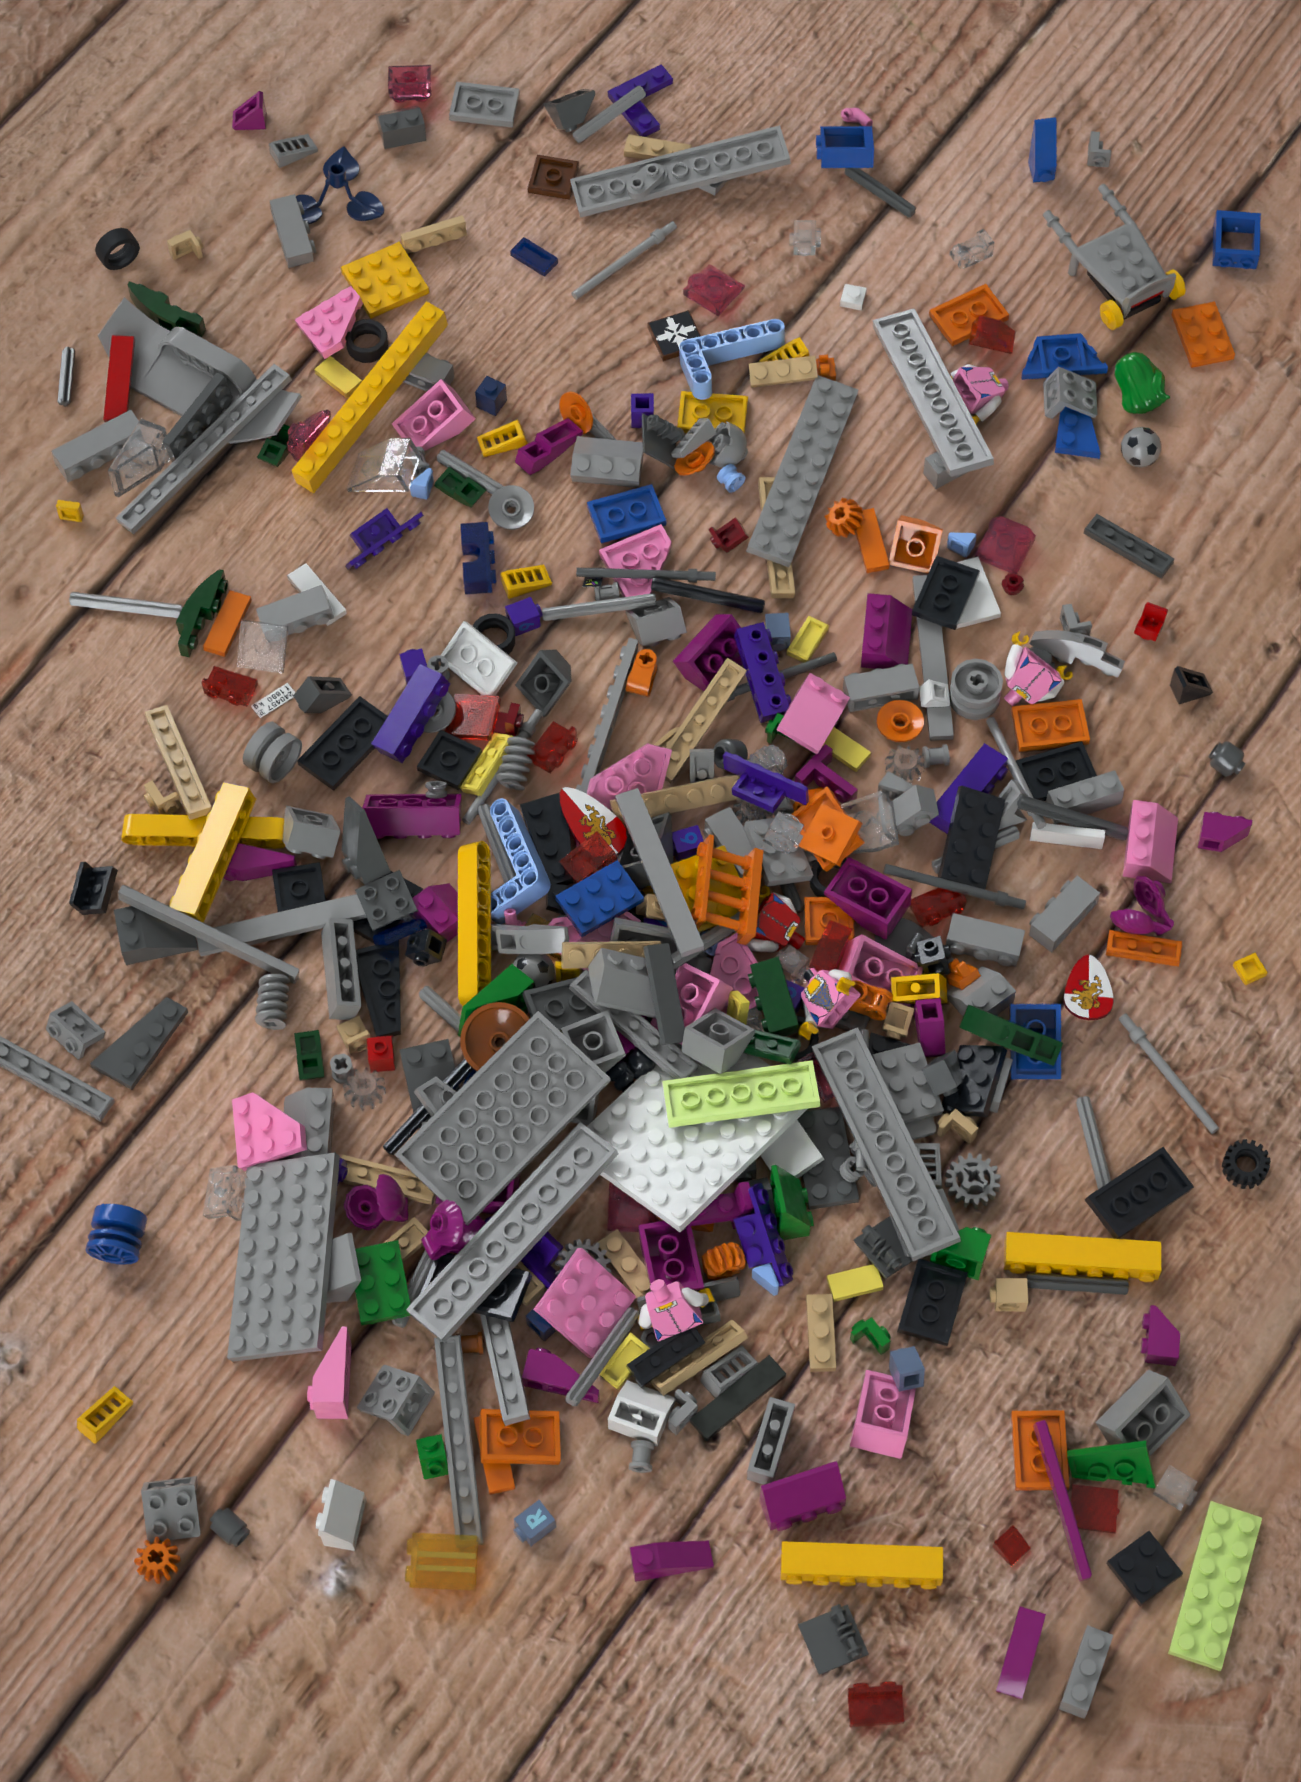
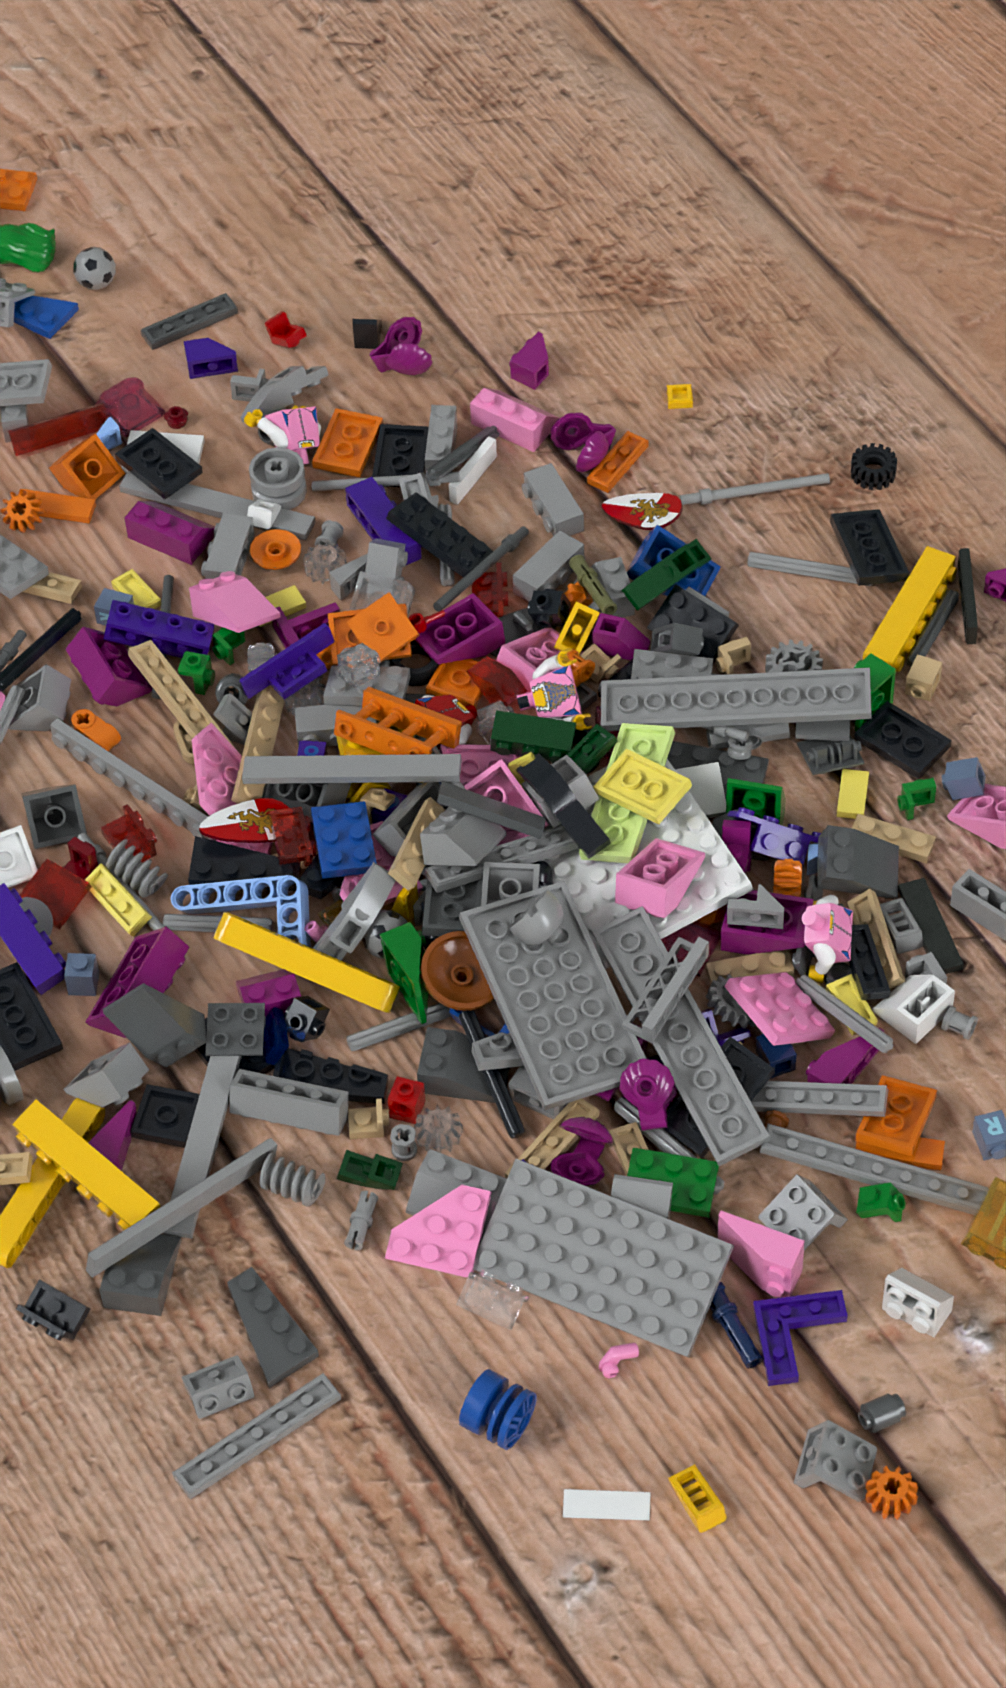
camera: 65 degrees left, 10 degrees down
(77, 1350) = (606, 1504): none -> white sticker
(208, 1304) = (614, 1356): none -> bright pink arm
(260, 1068) = (361, 1220): none -> light grey pin
(276, 1372) = (726, 1314): none -> dark blue pin
(283, 1412) = (778, 1315): none -> dark purple plate
(402, 771) = (81, 974): none -> sand blue brick
(436, 789) = (120, 953): light grey bush -> none
(449, 759) = (91, 929): black plate -> none
(541, 1206) = (671, 992): none -> light grey fence
(549, 1073) = (539, 920): none -> light grey cylinder
(655, 1150) = (657, 877): none -> bright pink slope
(664, 1246) = (760, 913): none -> light grey slope
(693, 1047) = (565, 806): none -> black piece
(738, 719) = (199, 668): none -> green bracket
(739, 1101) = (642, 786): none -> light yellow plate
(766, 1312) = (857, 862): none -> dark grey slope
(858, 863) = (420, 622): none -> red hand
(949, 503) = (58, 429): none -> clear red tile
(976, 974) = (588, 578): none -> olive pin
(1087, 576) = (209, 358): none -> dark purple slope
(1127, 1299) = (967, 596): none -> pearl dark grey tile
(1186, 713) = (400, 349): none -> magenta animal
(1227, 758) = (460, 330): dark grey head -> none

